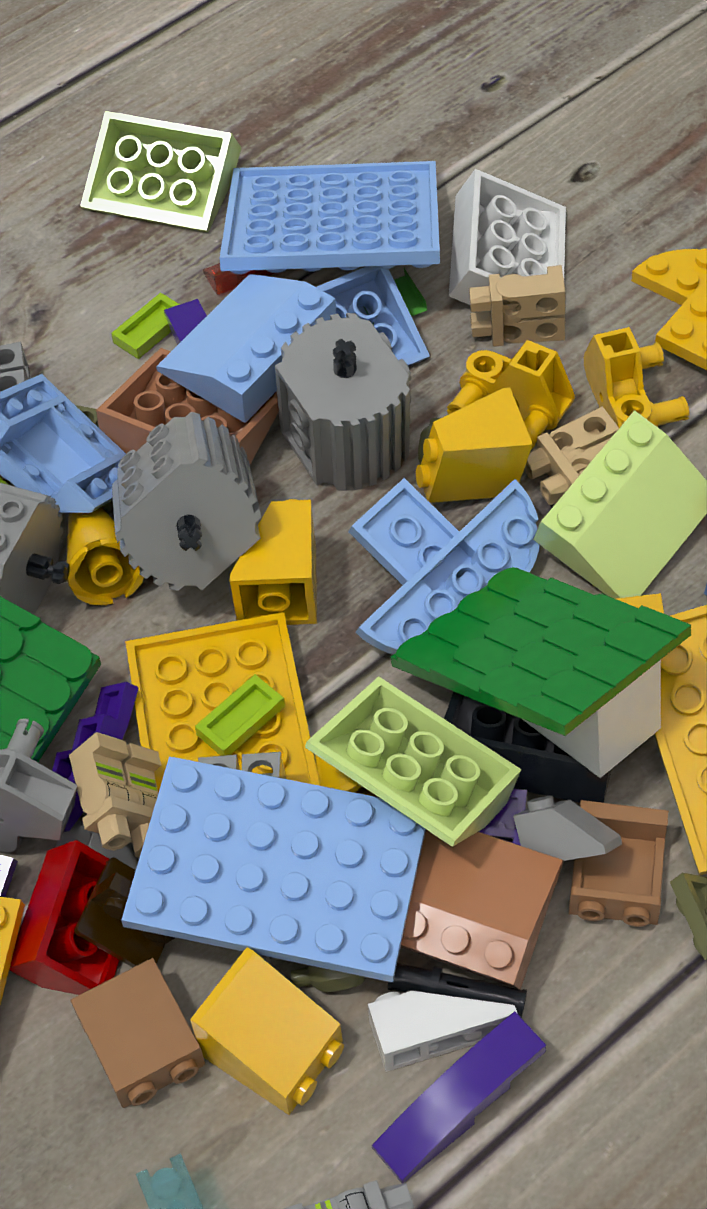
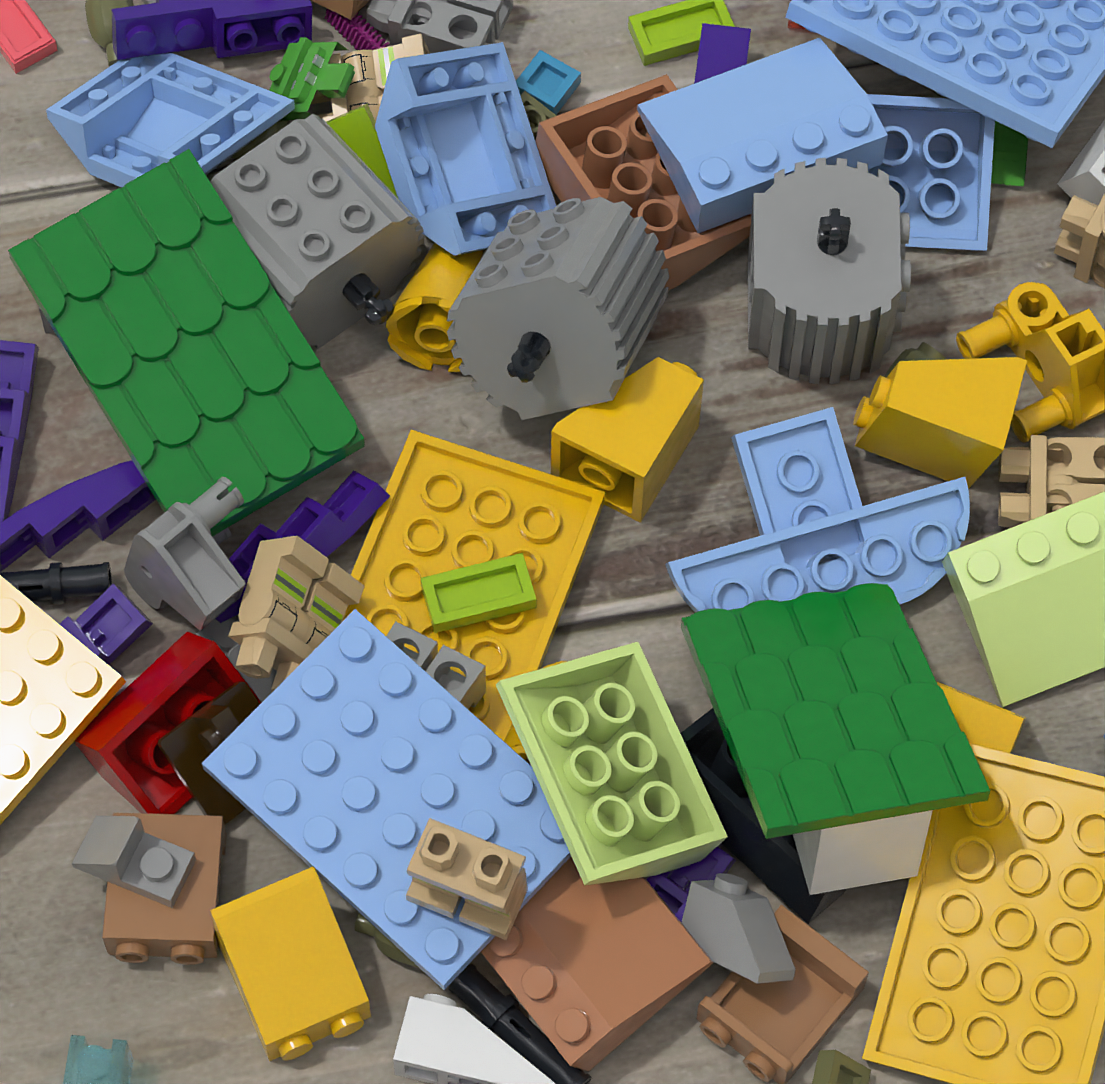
camera: 25 degrees right, 10 degrees up
(84, 391) = (549, 81): none -> dark azure plate
(105, 1022) = (134, 860): none -> light grey slope
(366, 870) = (460, 865): none -> tan hips

